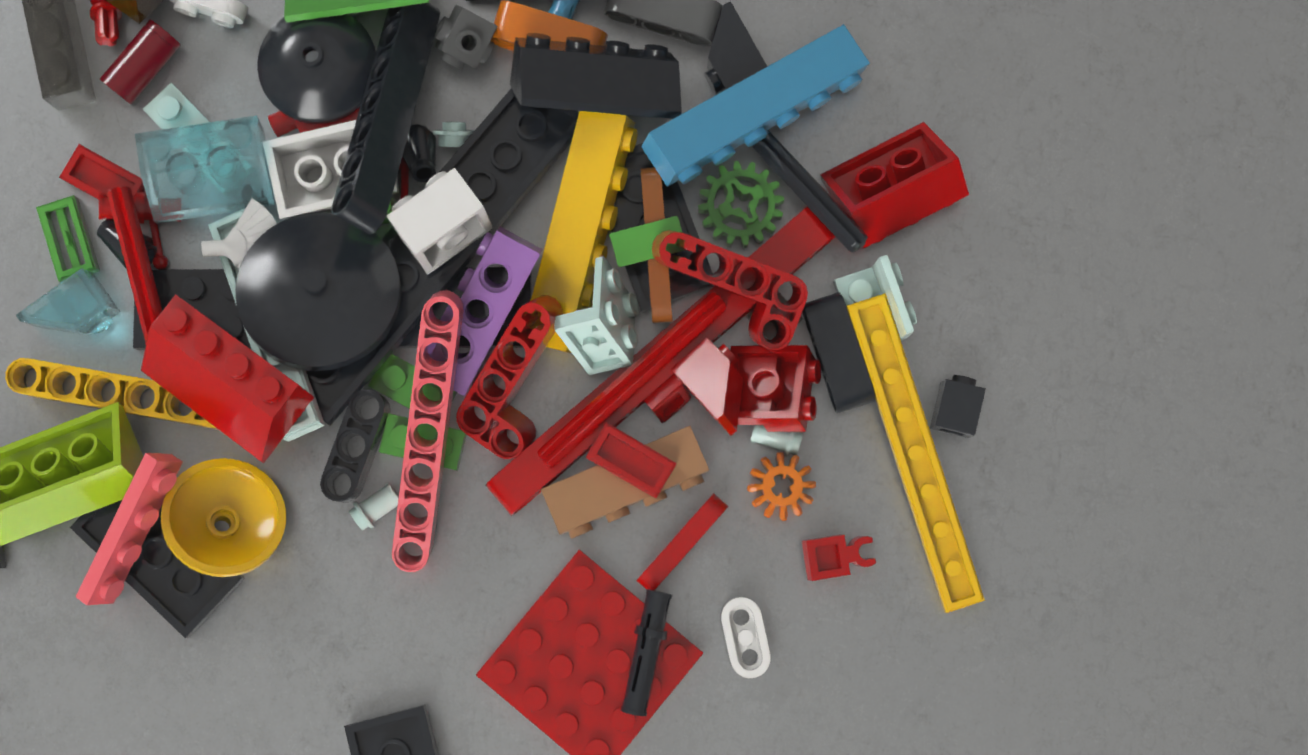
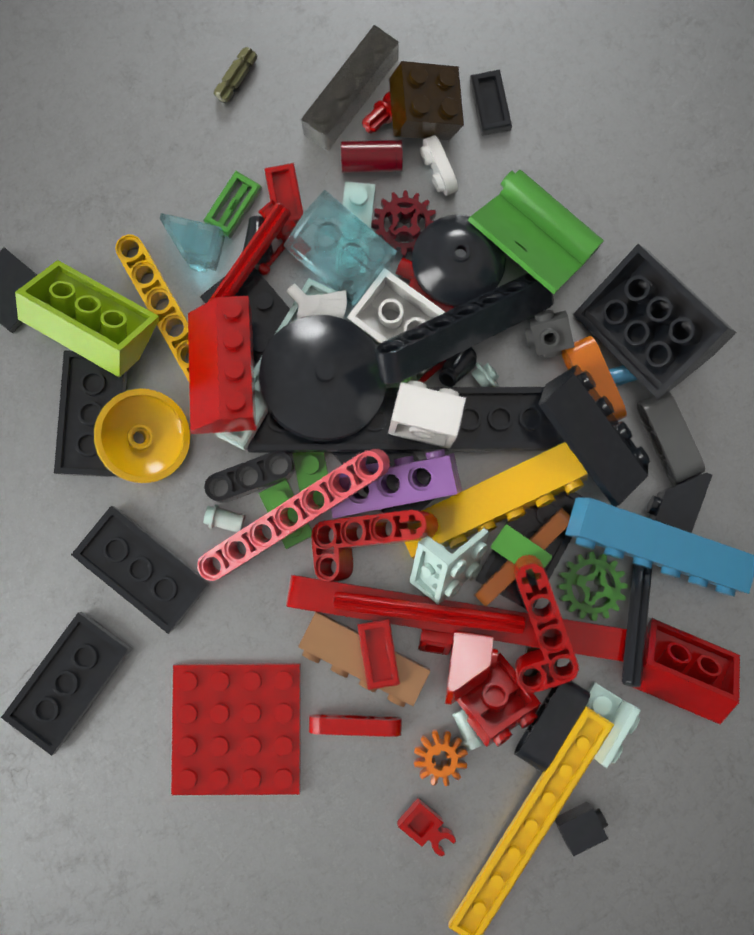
camera: 50 degrees right, 0 degrees up
(129, 529) = (88, 387): coral plate -> none
(219, 86) = (396, 213): none -> dark red gear
(354, 630) = (140, 569): none -> black plate
(646, 652) = (270, 761): black pin -> none
(745, 637) = (331, 812): white plate -> none

